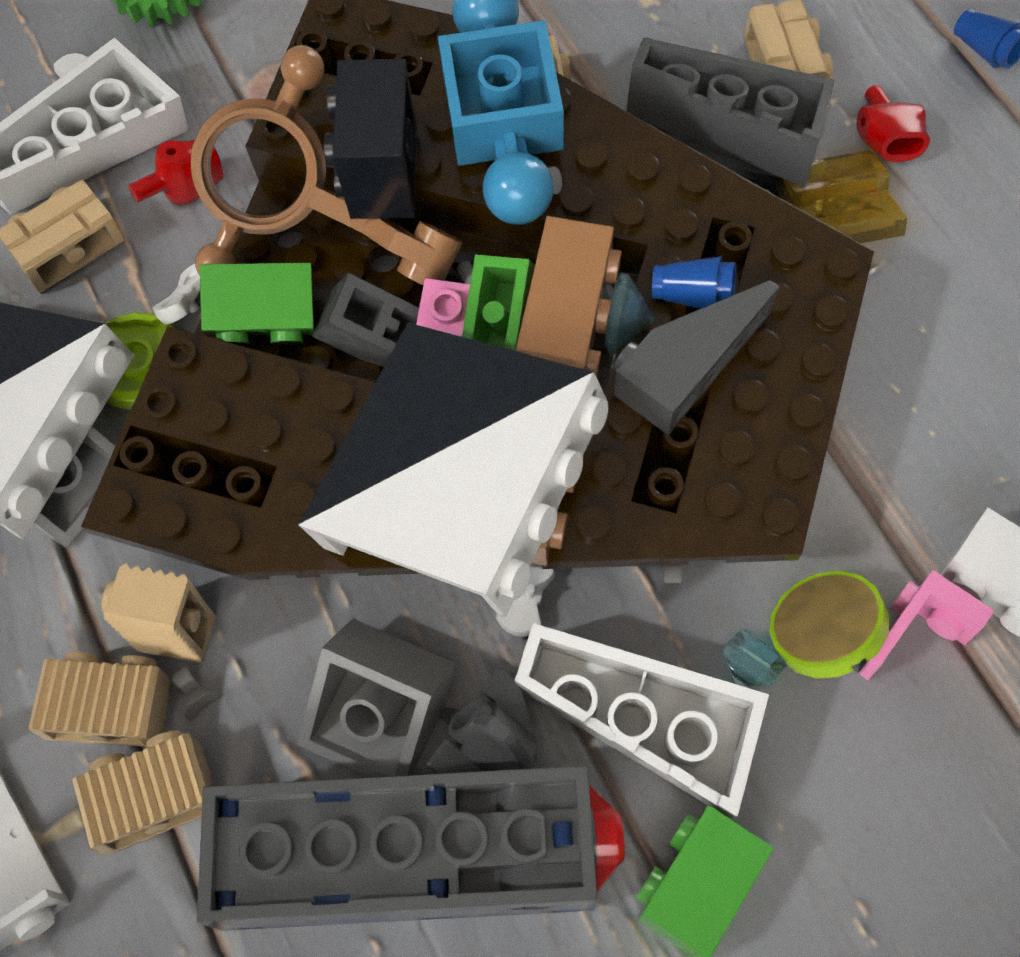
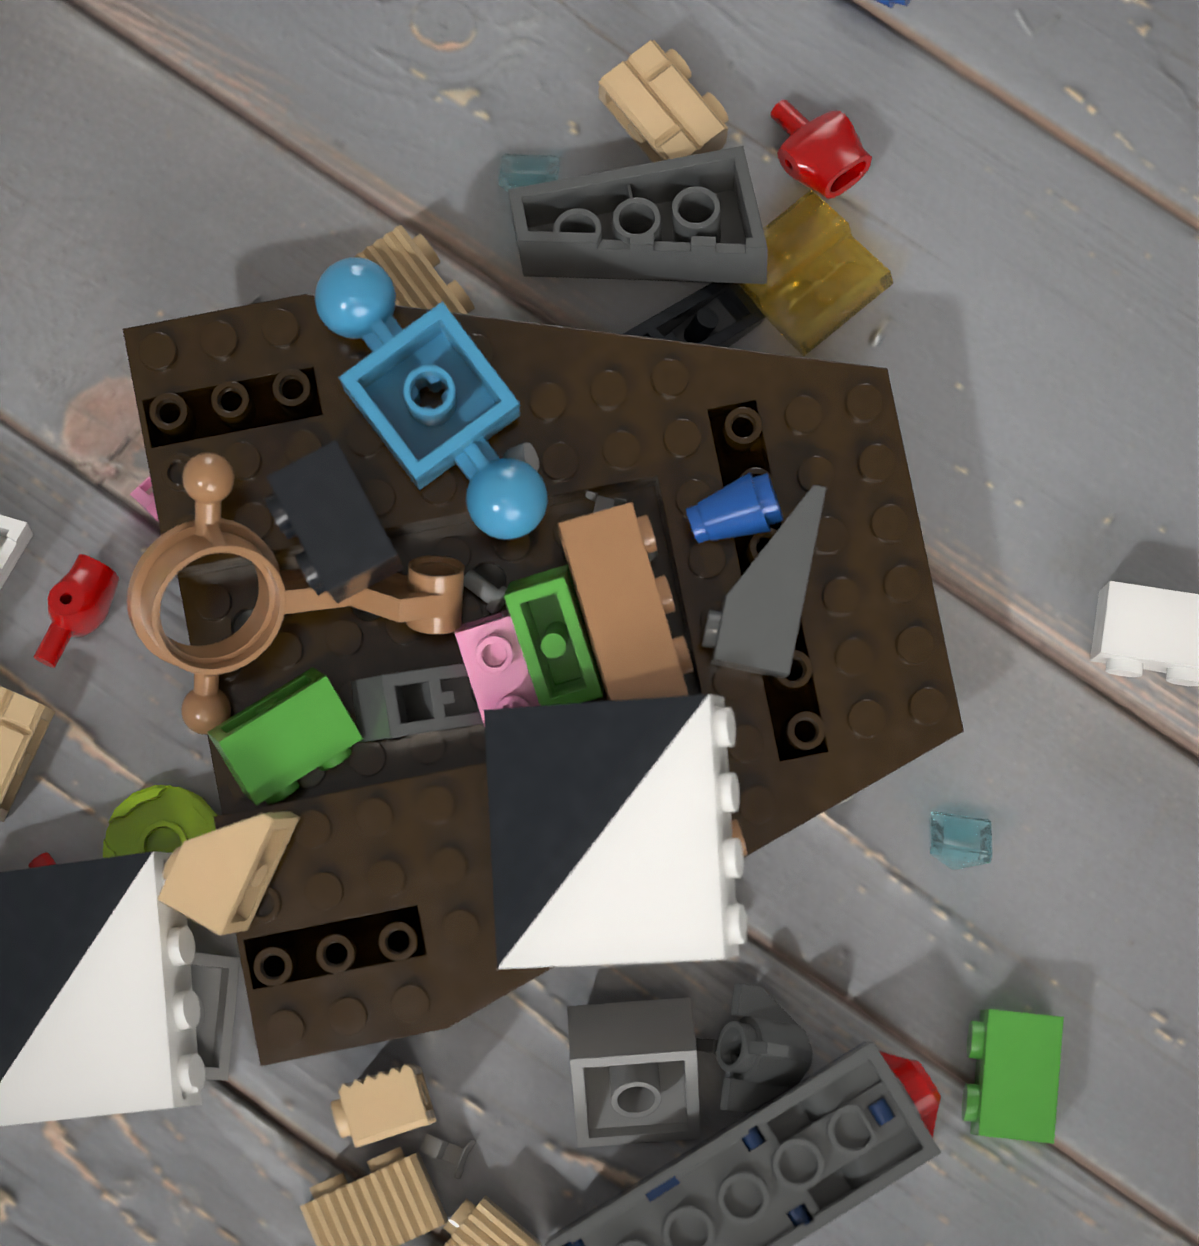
camera: 30 degrees left, 15 degrees up
(147, 353) = (227, 871): none -> tan slope
(181, 299) = (172, 767): white piece -> none
(626, 315) = (683, 572): clear light blue slope -> none
(659, 715) = (909, 946): white wedge -> none
(829, 624) = (1013, 773): pearl gold tile -> none
(945, 607) = (1119, 703): bright pink bracket -> none

